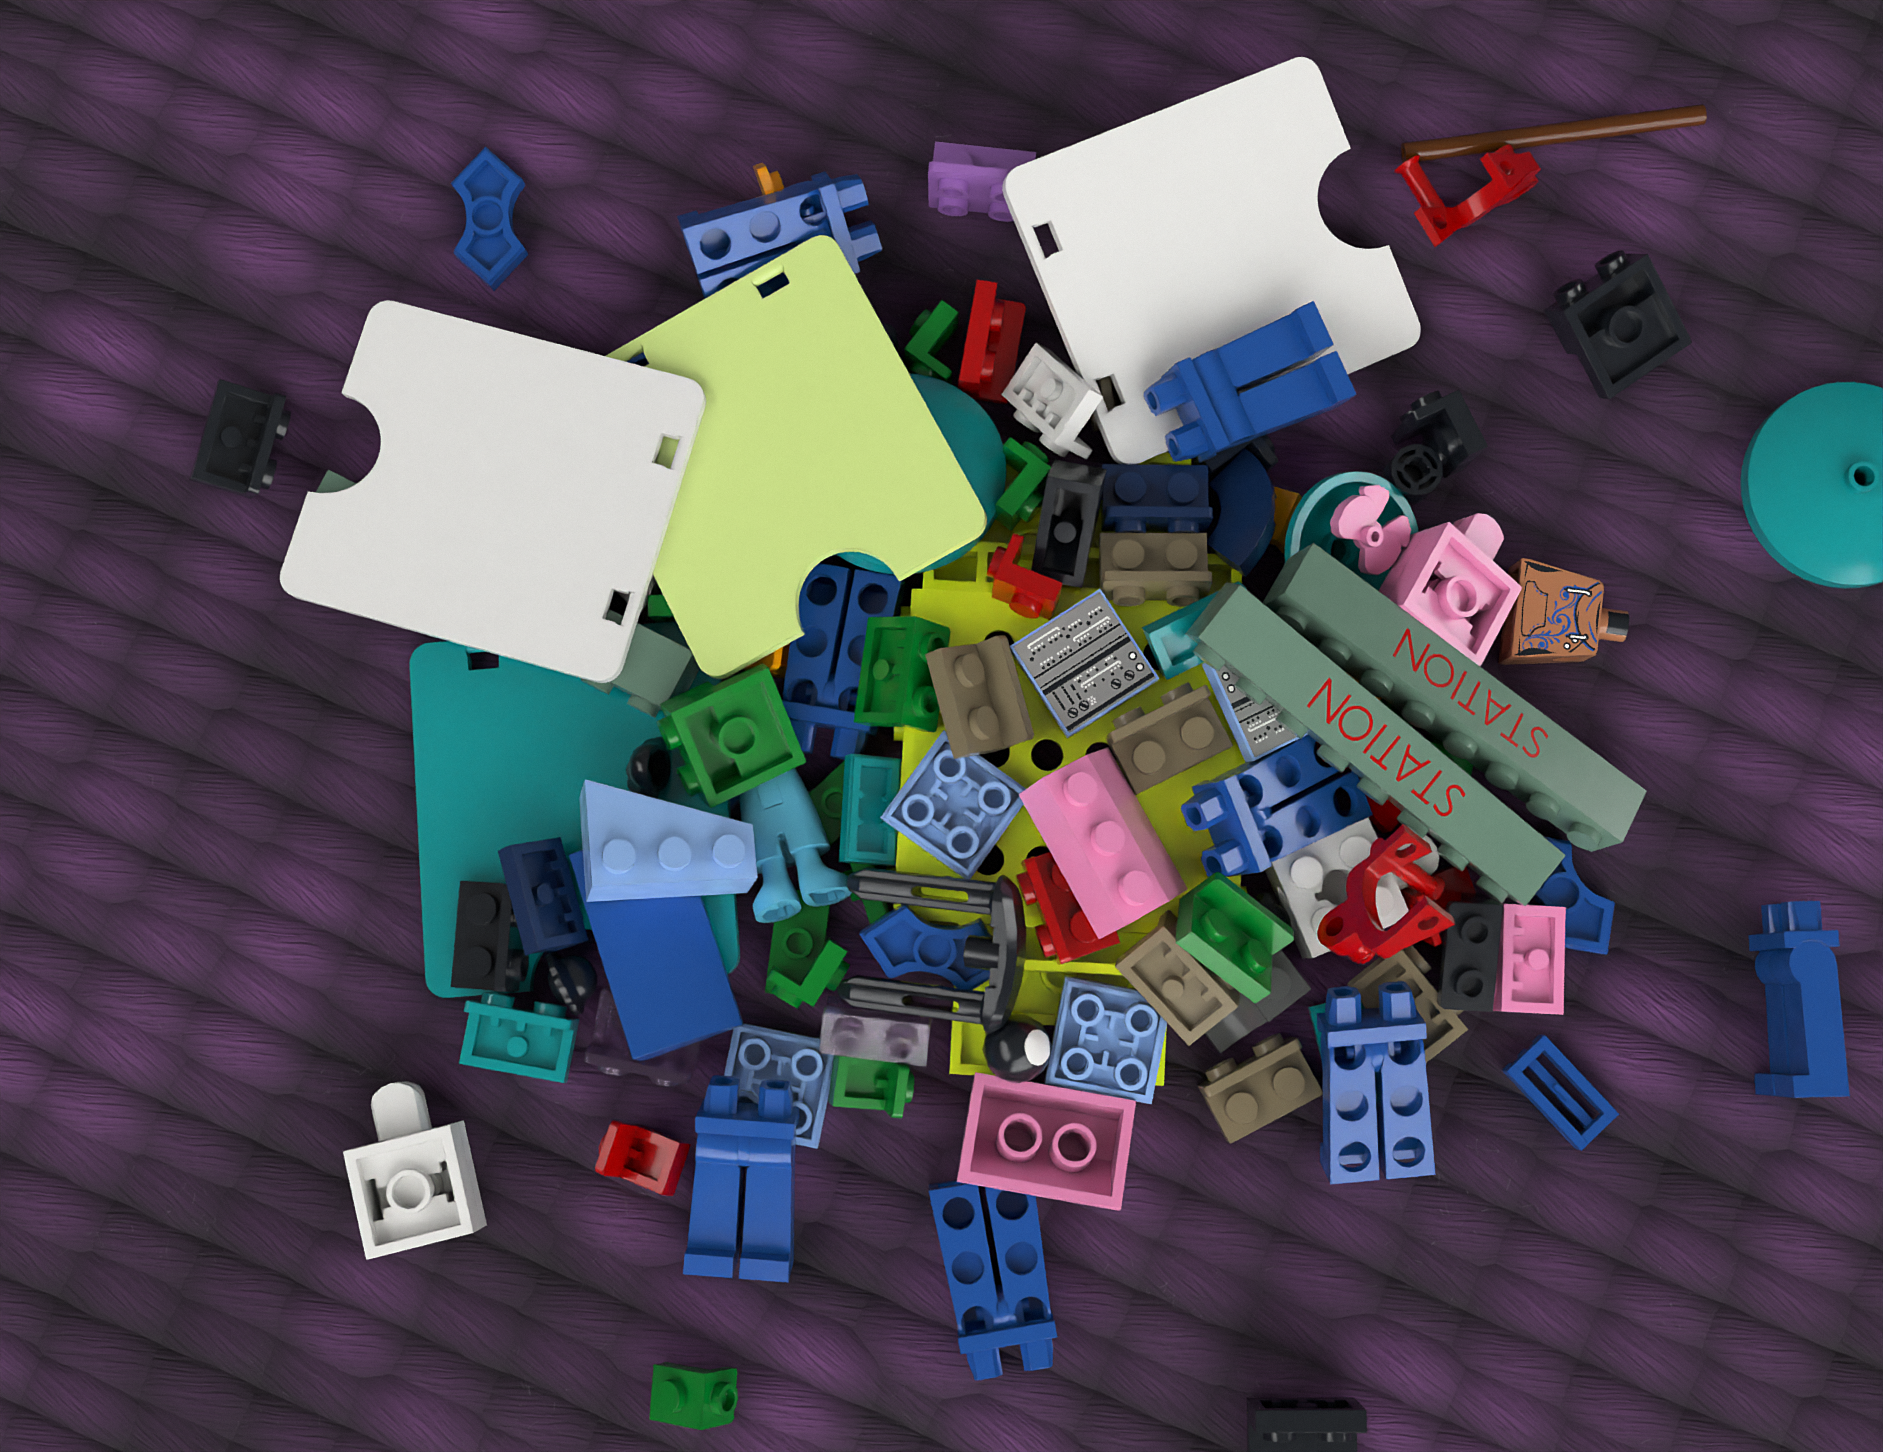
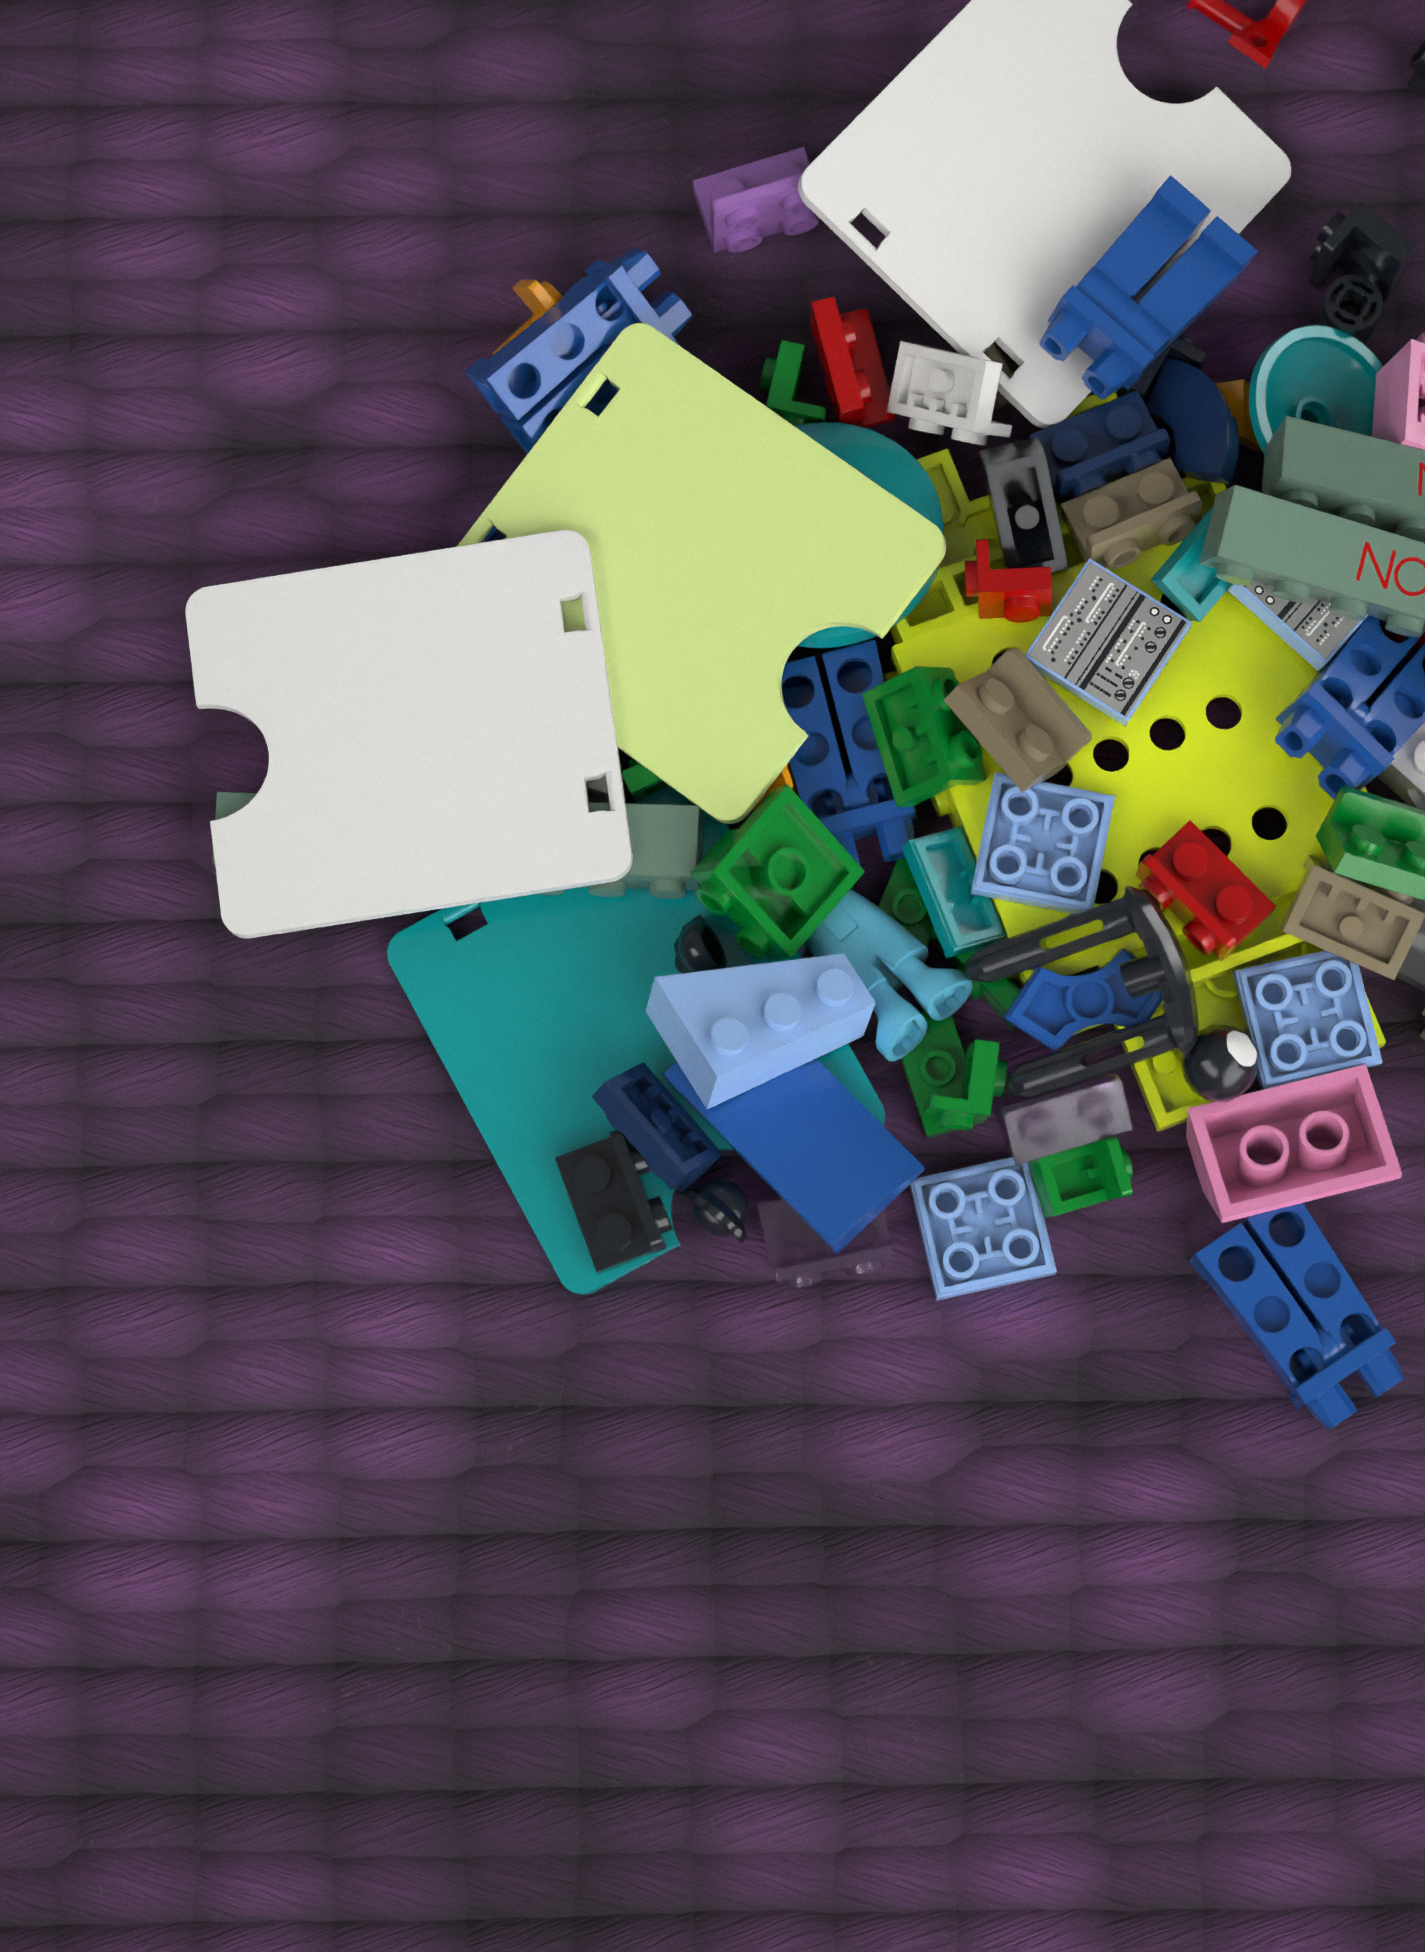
camera: 25 degrees left, 5 degrees down
(240, 439) = (102, 805): black bracket -> none
(415, 1180) = (650, 1481): white brick -> none
(489, 238) = (267, 488): blue tile -> none
(519, 1039) = (691, 1294): teal bracket -> none
(642, 1156) = (879, 1358): red bracket -> none
(693, 1395) = (1045, 1580): green bracket -> none
(727, 1141) = (1001, 1282): blue hips -> none
(1024, 495) = (964, 502): green bracket -> none
(1102, 842) = (1210, 811): bright pink slope -> none
(1167, 739) = (1227, 681): dark tan bracket -> none
(1356, 520) = (1317, 379): bright pink piece -> none

